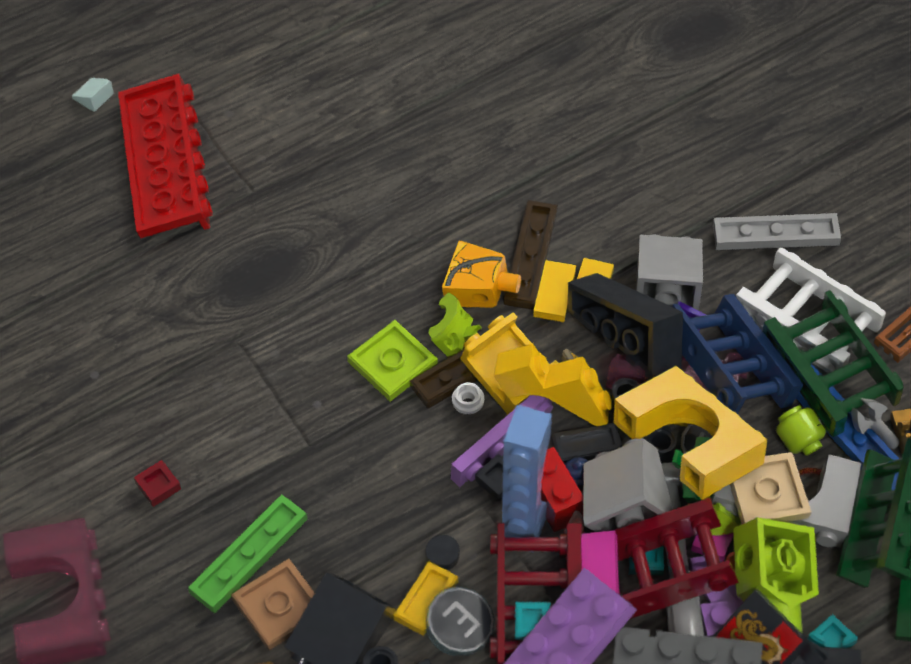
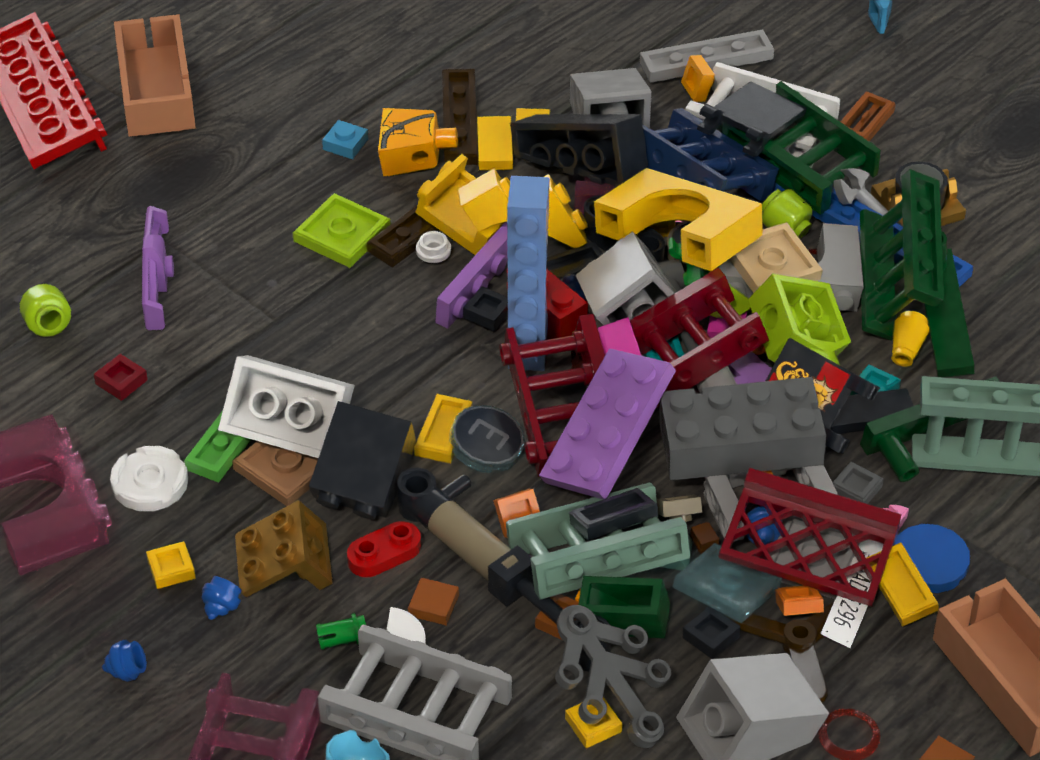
camera: 15 degrees left, 10 degrees down
(110, 398) = (45, 310): none -> lime head
(156, 595) = (149, 478): none -> white tile
(215, 370) = (155, 267): none -> medium lavender plate
(266, 162) = (154, 78): none -> nougat piece
(285, 551) = (281, 405): none -> white slope
(421, 260) = (345, 139): none -> dark azure plate
(443, 551) = (449, 382): black tile -> none
(454, 327) = (399, 188): lime piece -> none
(527, 616) = (559, 411): teal tile -> none
(760, 257) = (697, 78): none -> light orange plate
(796, 321) = (754, 111): none -> black flag
(877, 594) = (908, 337): none -> yellow cone

